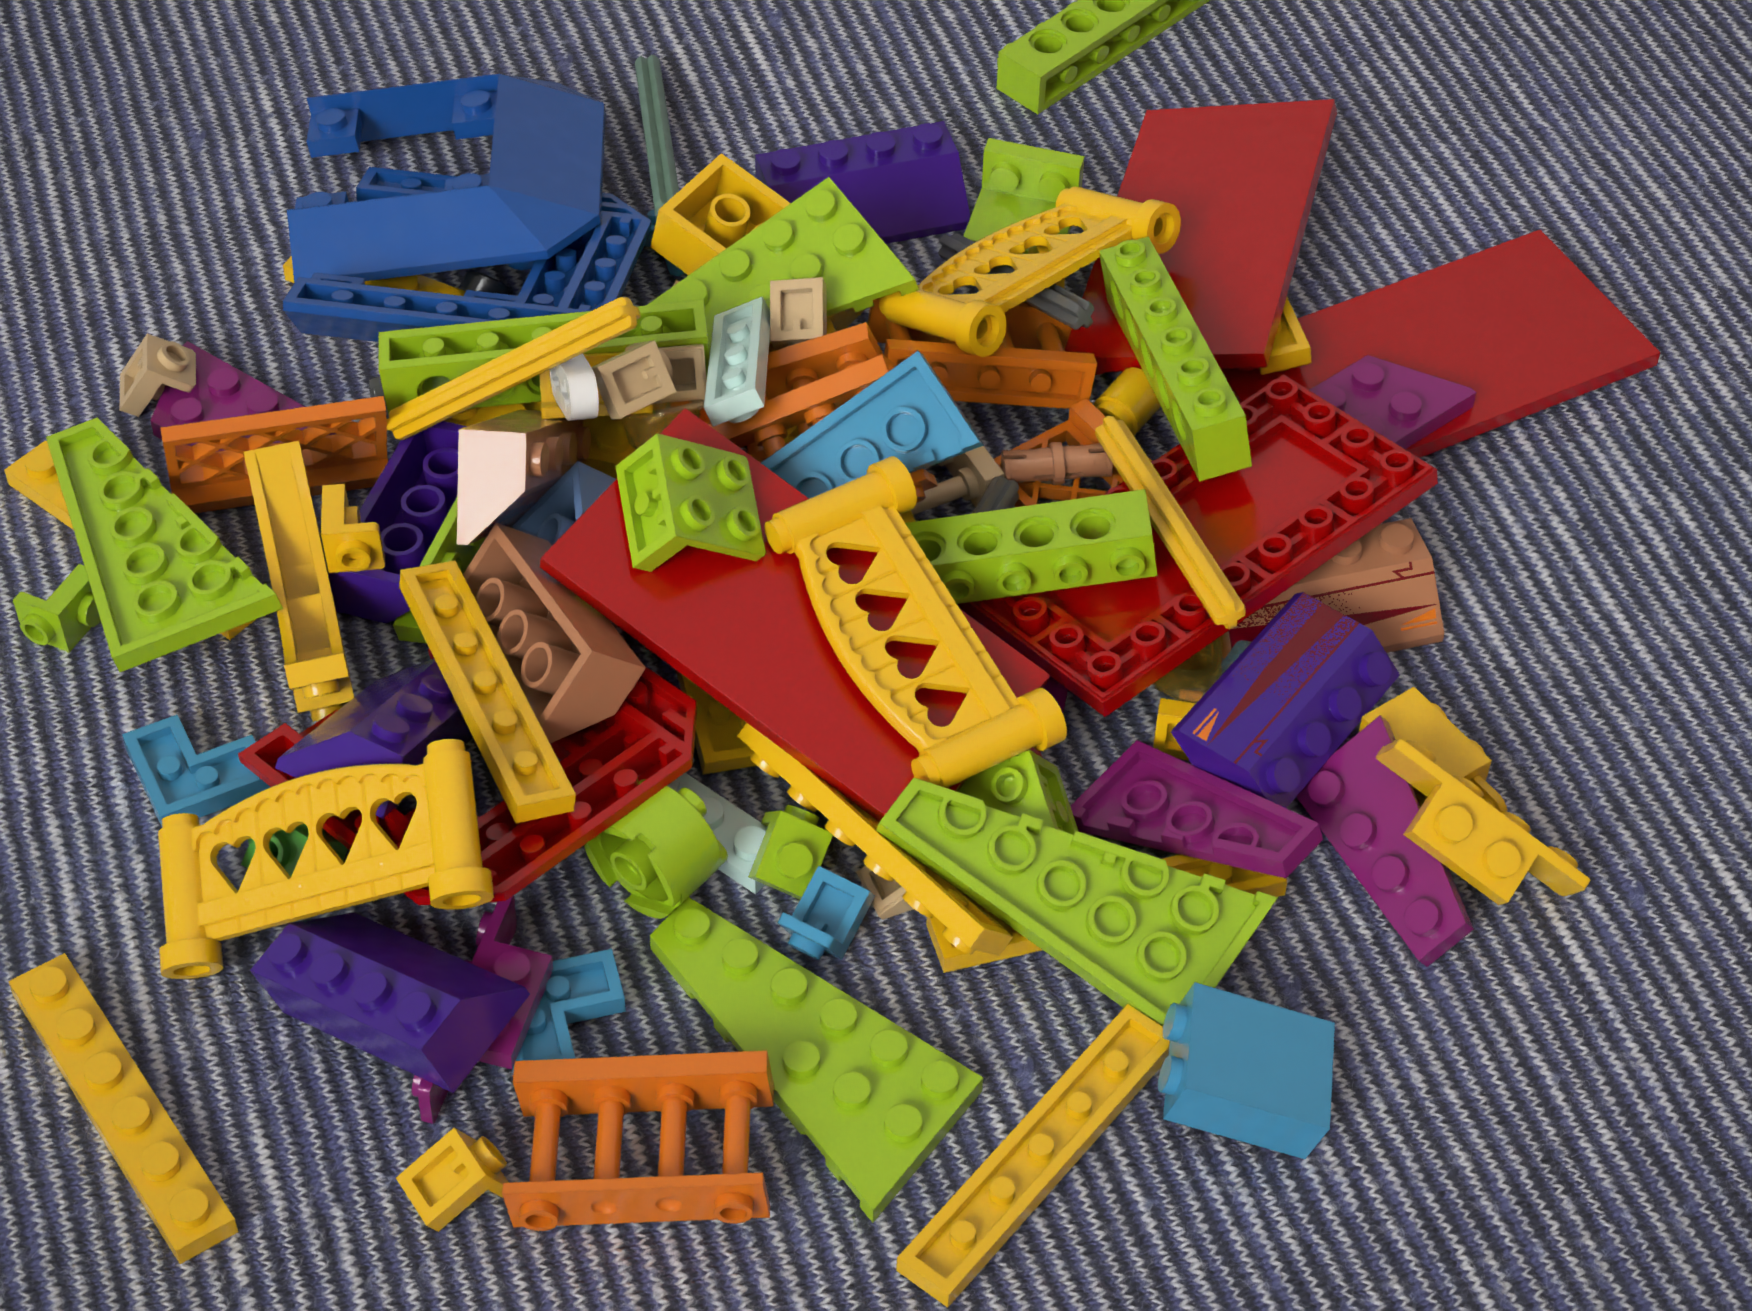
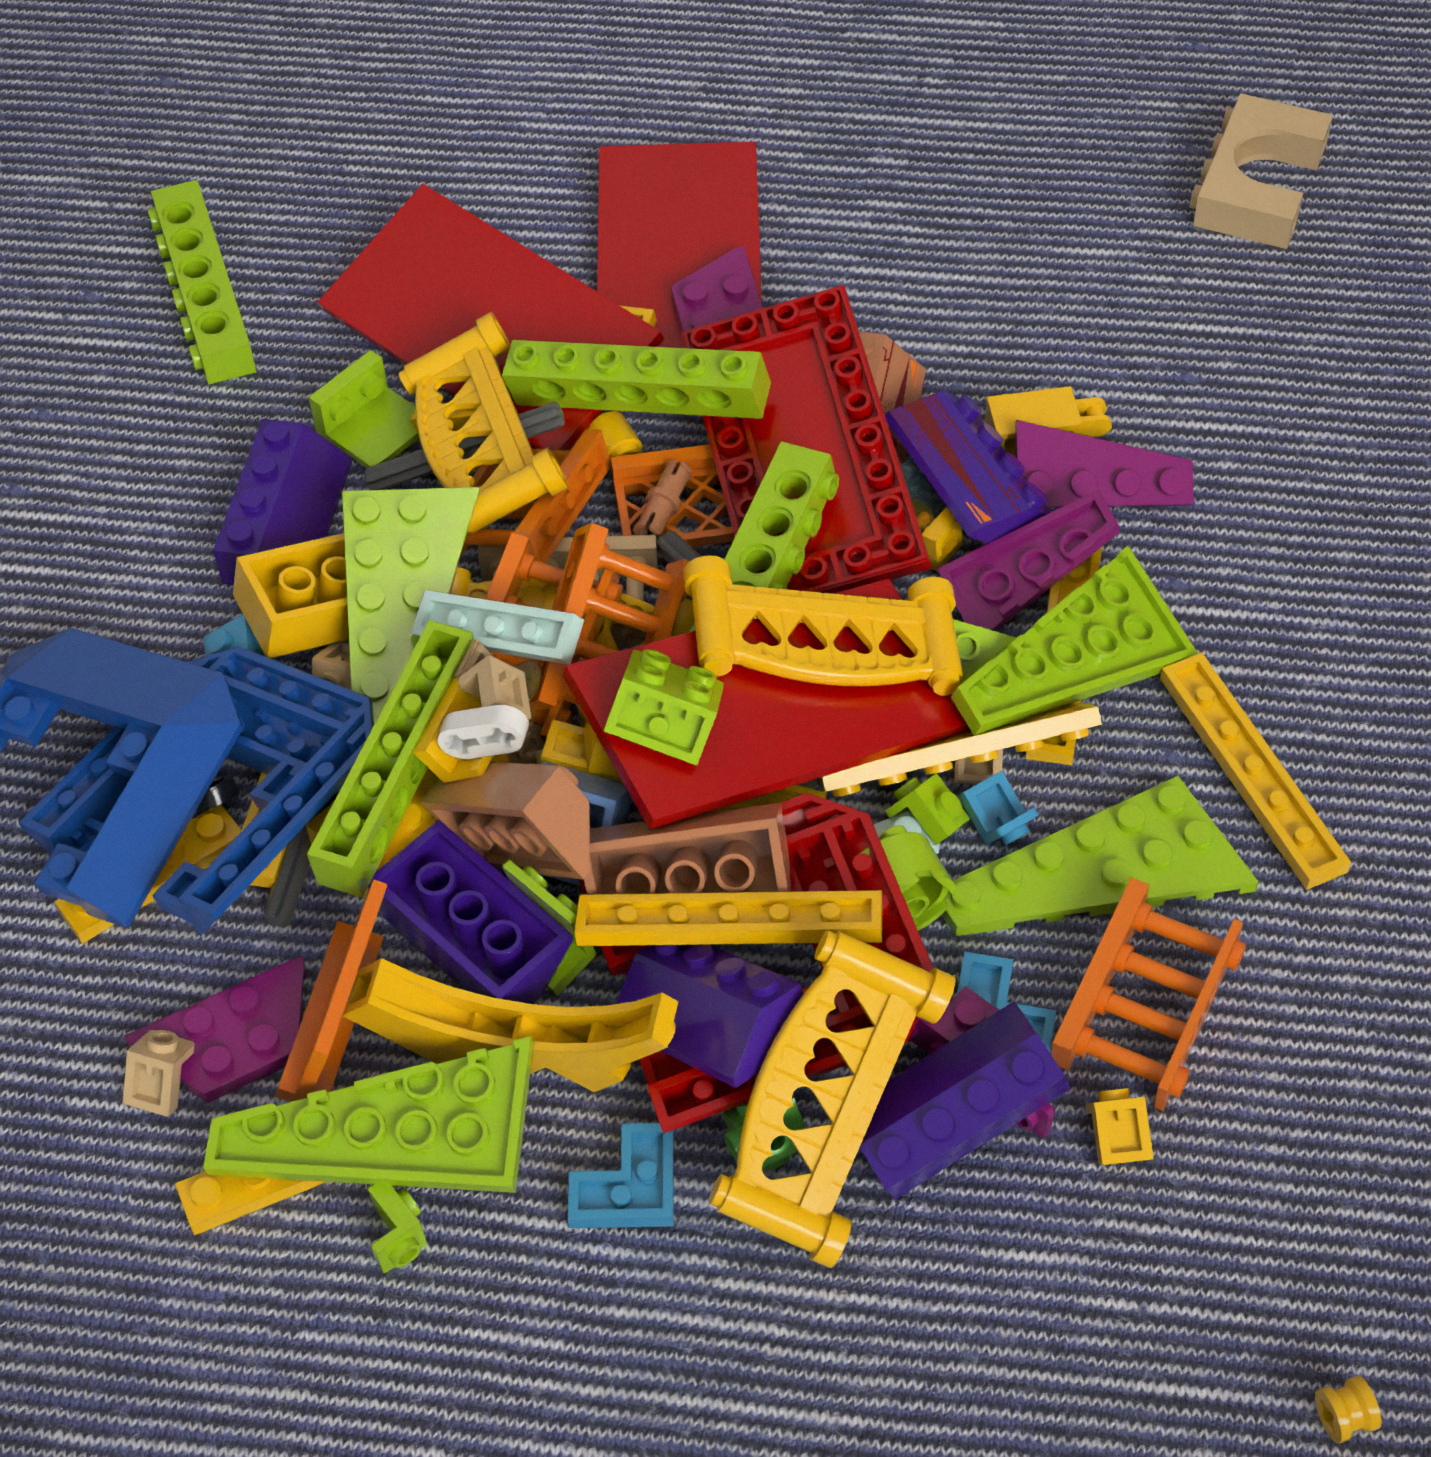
camera: 60 degrees left, 5 degrees up
(123, 1109) = (936, 1339): yellow plate -> none
(347, 541) = (488, 971): yellow bracket -> none
(514, 368) = (442, 763): yellow axle -> none
(656, 130) = (126, 611): sand green axle -> none
(797, 311) = (458, 573): tan bracket -> none
(897, 416) = (643, 568): dark azure wing -> none
(1171, 524) = (763, 448): yellow axle -> none
(1248, 1070) = (1253, 623): dark azure brick -> none
(1473, 837) = (1132, 420): yellow bracket -> none

